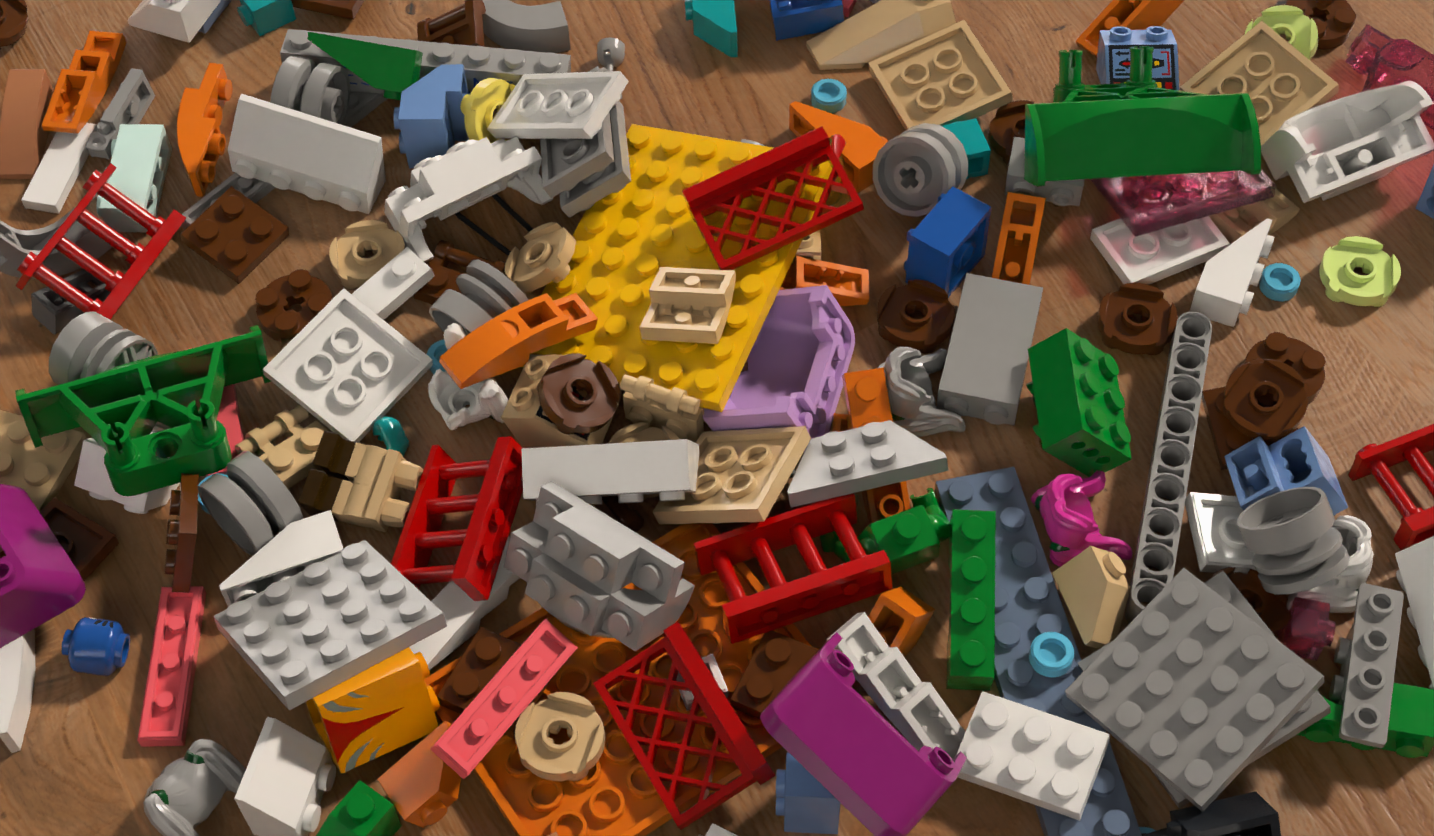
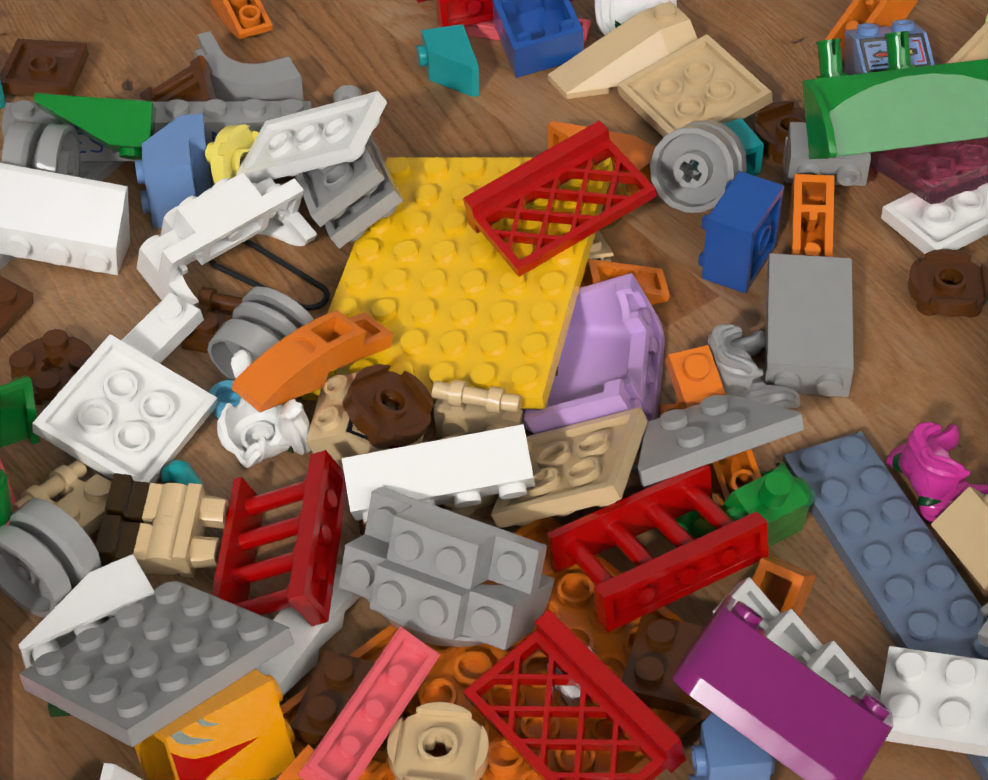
camera: 10 degrees left, 10 degrees down
(350, 247) = (104, 308): tan plate -> none
(541, 258) = (322, 284): tan plate -> none
(688, 305) = (490, 308): tan slope -> none
(829, 95) = (582, 114): medium azure tile -> none
(921, 333) = (702, 298): reddish brown plate -> none
(971, 600) = (864, 590): green arch -> none
(1051, 654) = (952, 602): medium azure tile -> none
(1078, 403) = (915, 360): green piece -> none

